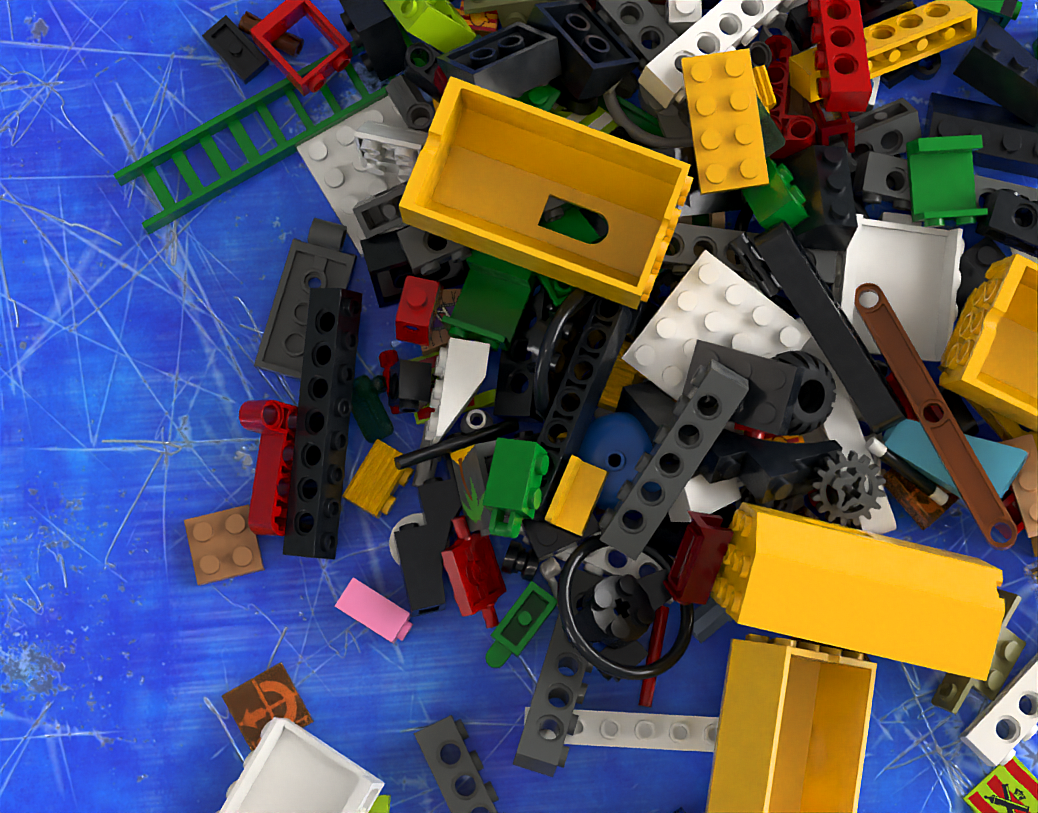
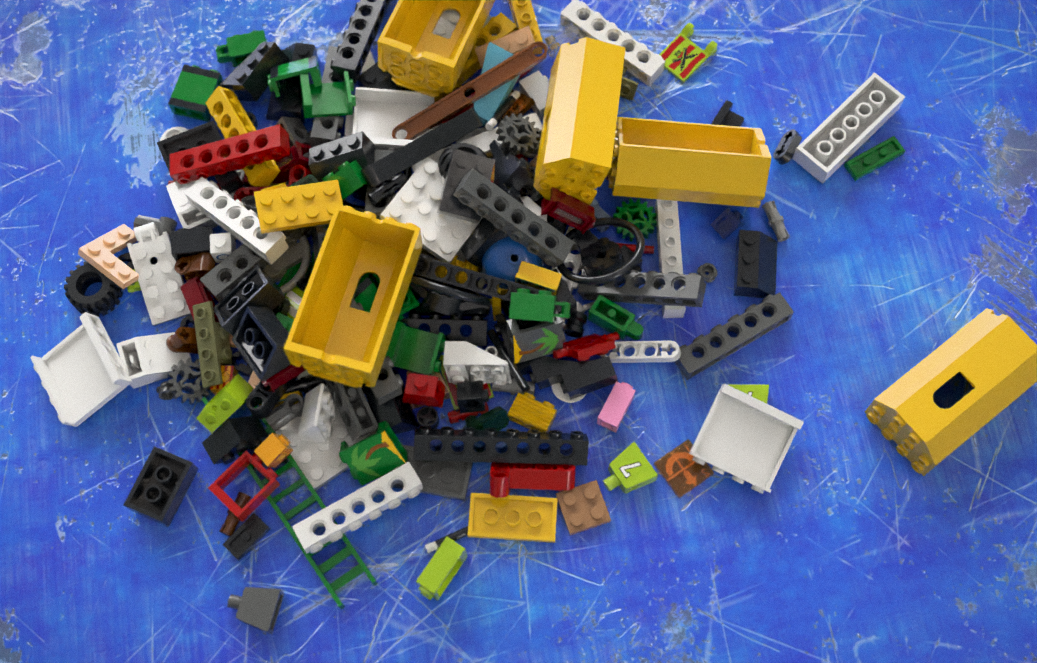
camera: 90 degrees left, 10 degrees down
(128, 63) = (258, 607): none -> dark grey torso
(145, 321) = (441, 569): none -> lime window
(204, 351) = (454, 536): none -> black bar
(214, 441) = (512, 518): none -> yellow plate
(219, 128) = (364, 496): none -> white brick
(269, 621) = (630, 470): none -> lime torso
(324, 235) = (374, 455): none -> green panel
(351, 86) = (274, 449): none -> light orange brick
(383, 314) = (426, 415): none -> black wheel
(461, 659) = (639, 354): none -> white beam
(603, 795) = (707, 267): none -> dark grey plate
(685, 669) = (636, 211): none -> green gear
(954, 534) = (535, 87): none -> white brick
(1000, 133) = (293, 69): none -> green panel

